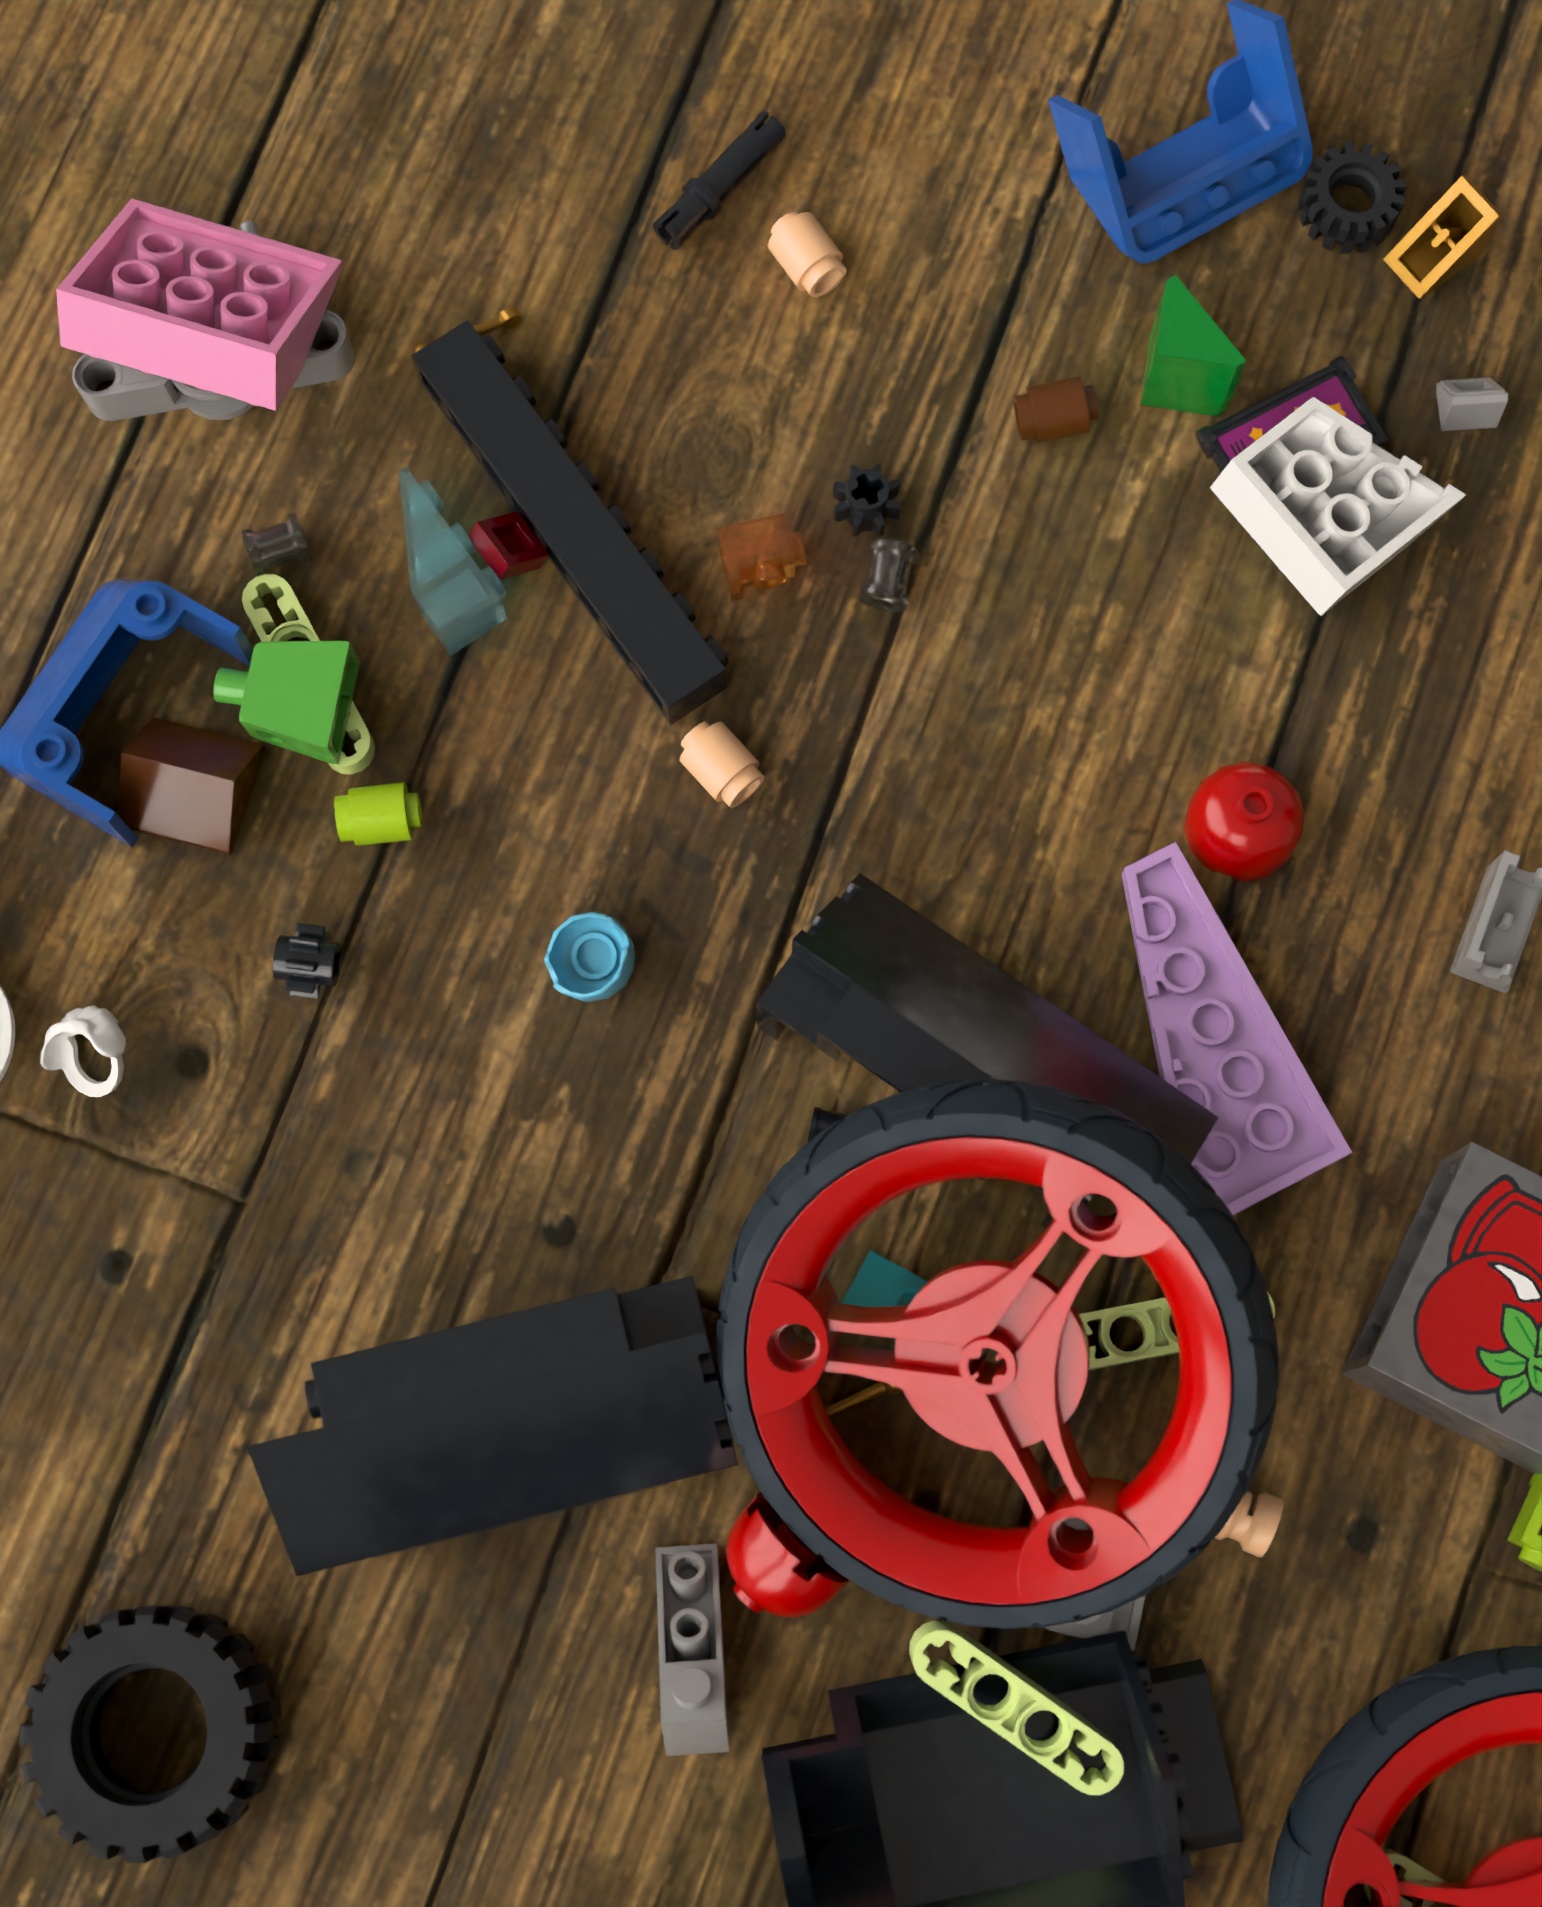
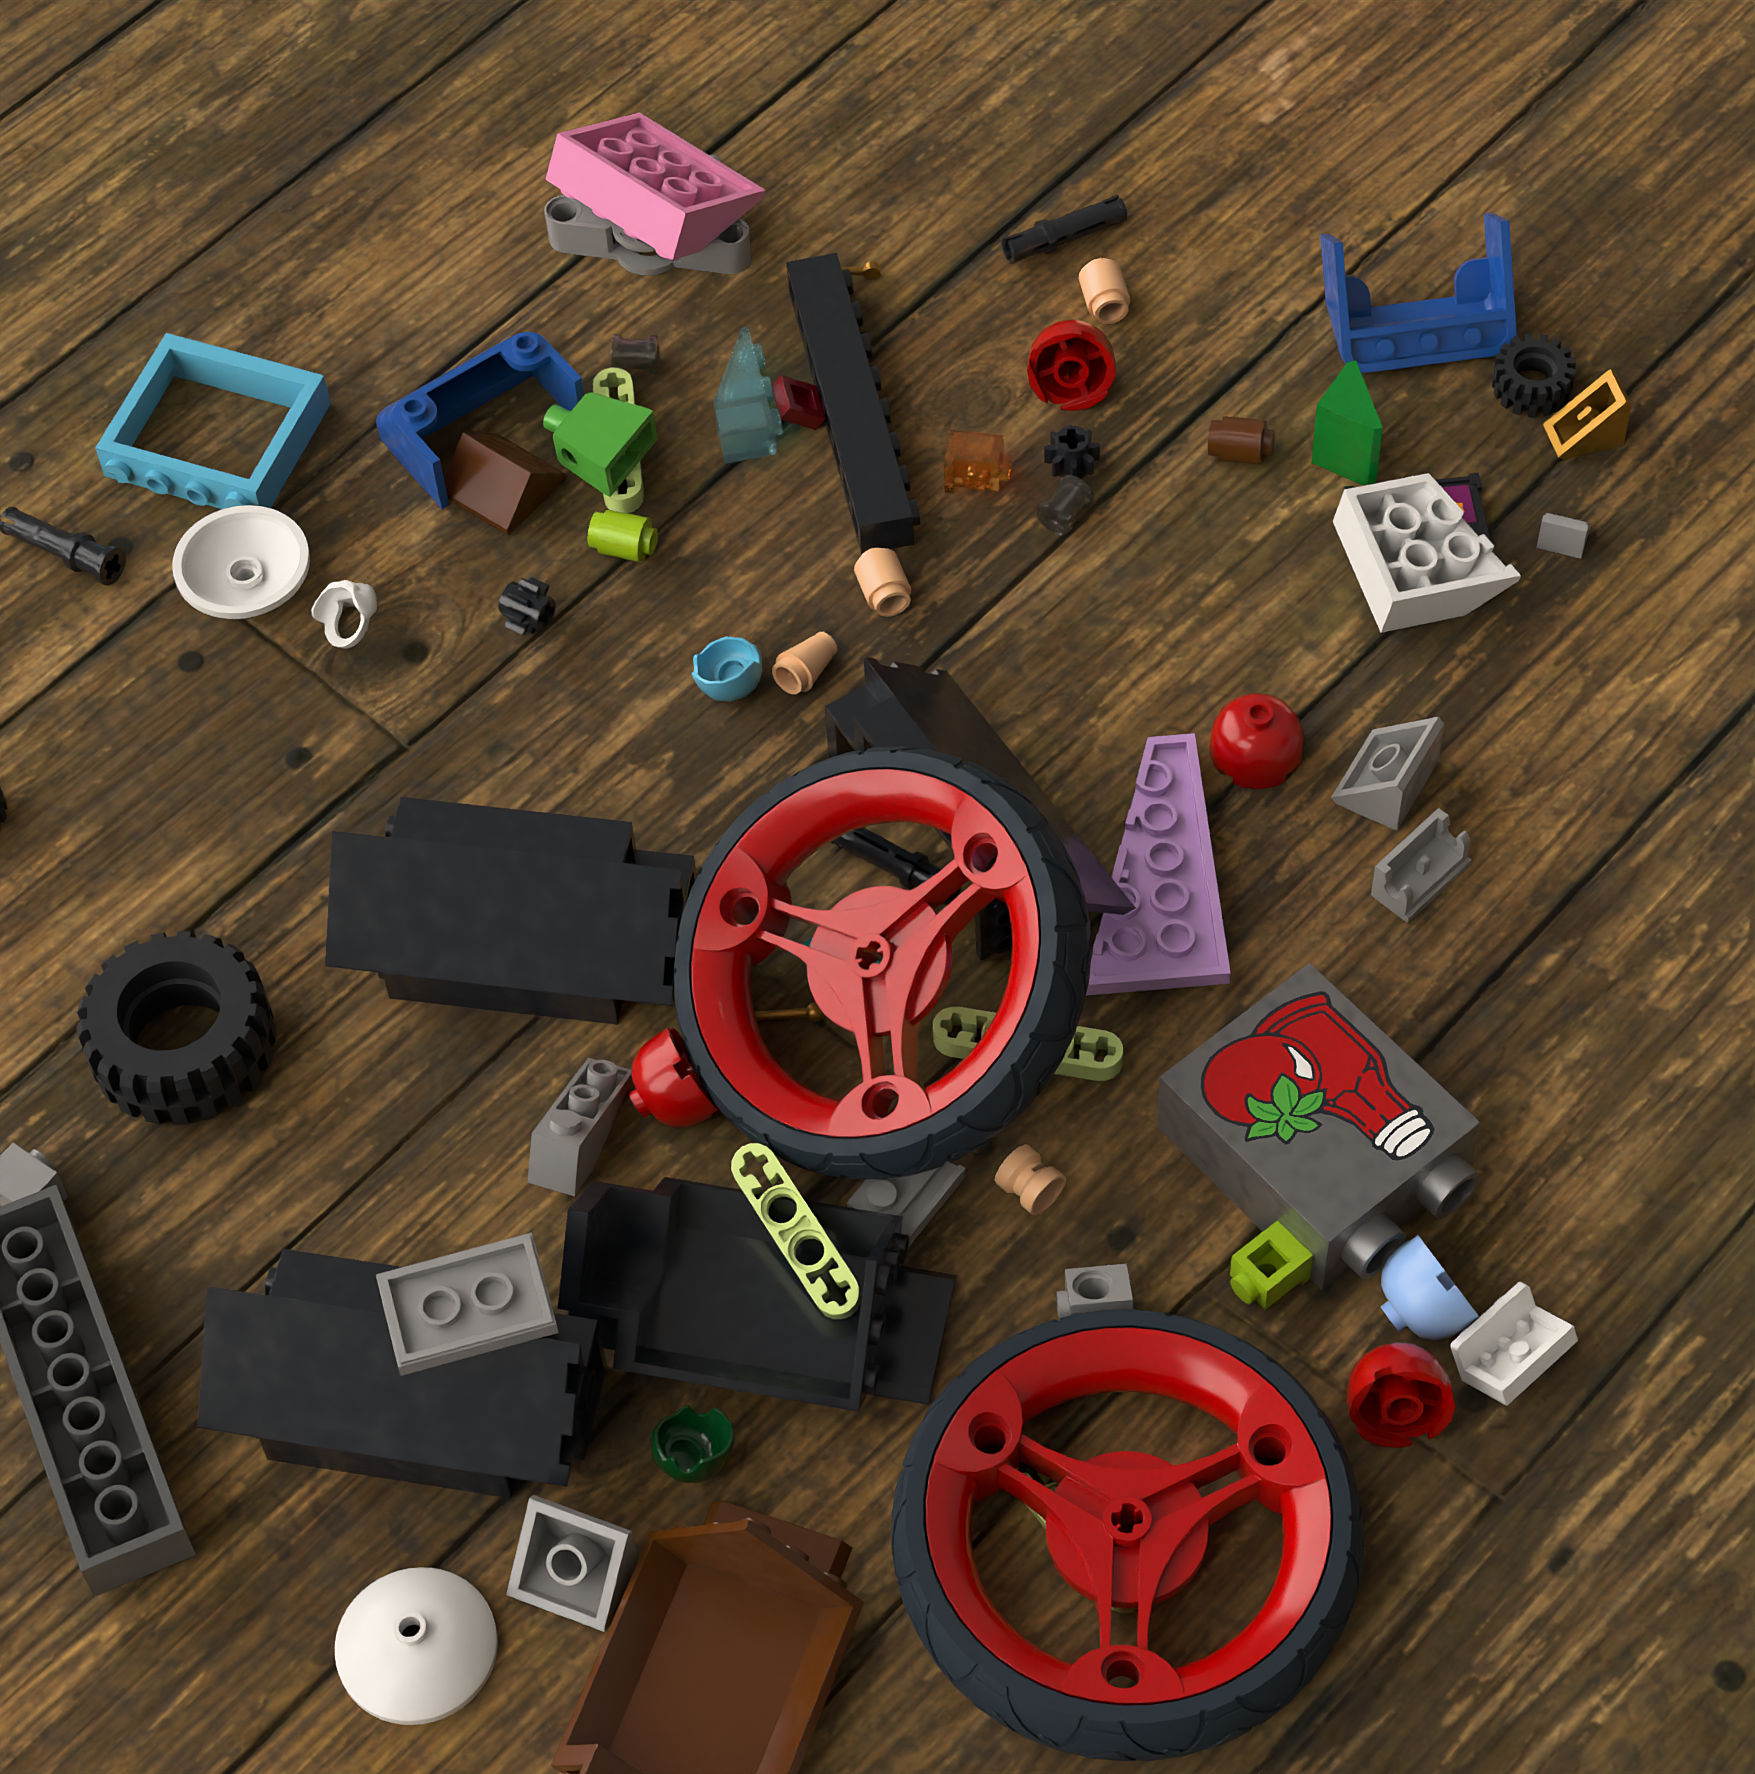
camera: 25 degrees right, 20 degrees down
(676, 911) = (802, 664): none -> light nougat cone
(817, 377) = (1071, 365): none -> red cylinder
(1396, 1625) = (1095, 1290): none -> light grey brick
(1414, 805) = (1391, 771): none -> light grey slope

